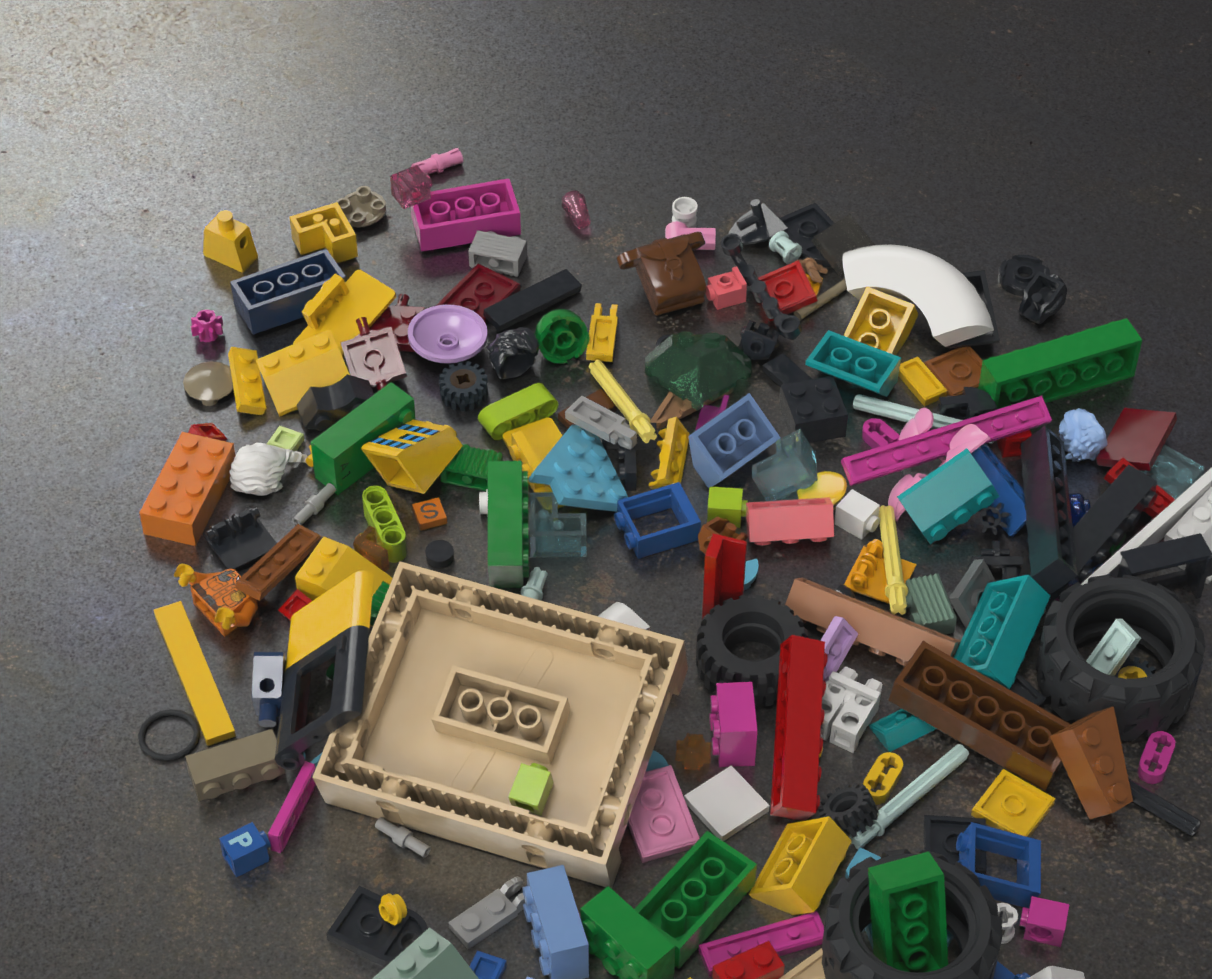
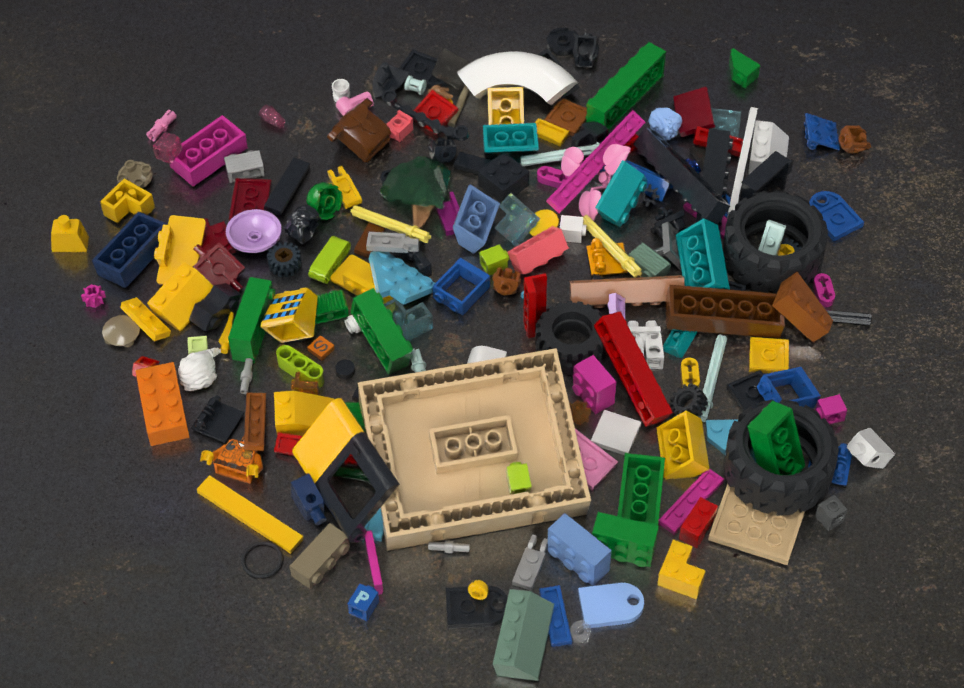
camera: 30 degrees left, 5 degrees up
(672, 454) = (441, 245): yellow plate -> none

